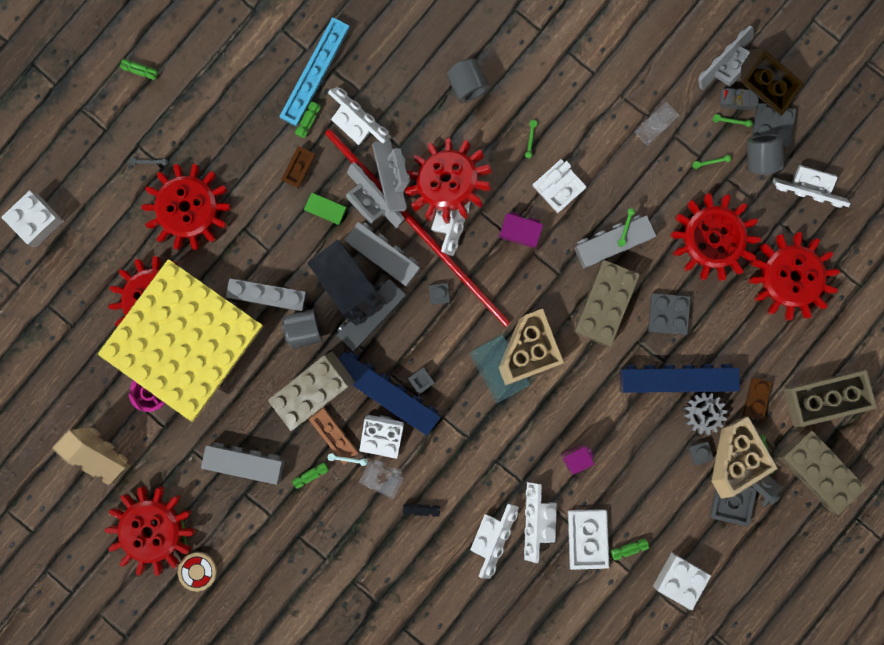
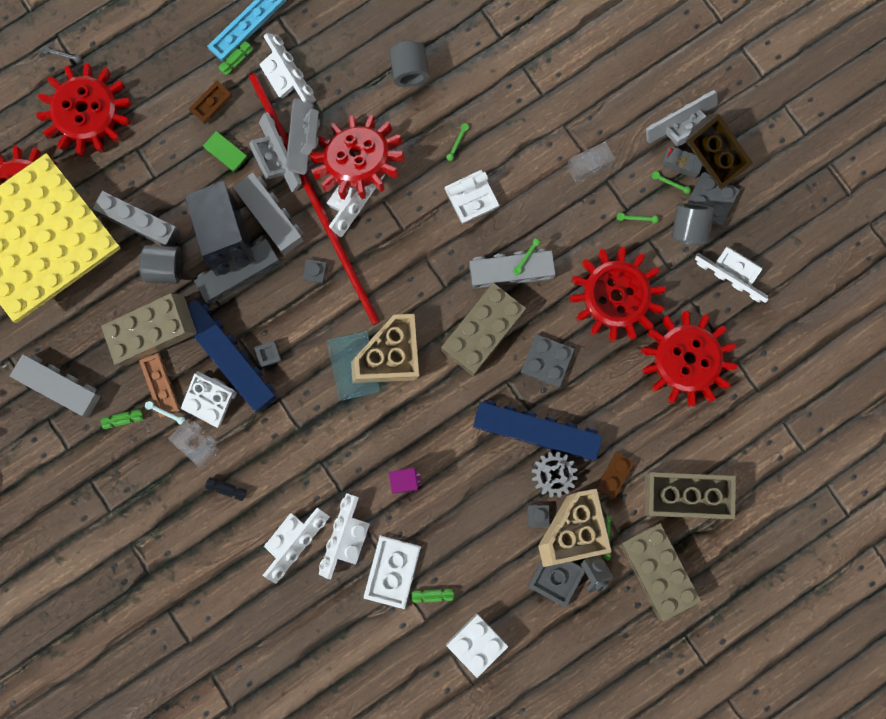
camera: 10 degrees right, 5 degrees down
(521, 230) = (418, 230): magenta brick -> none

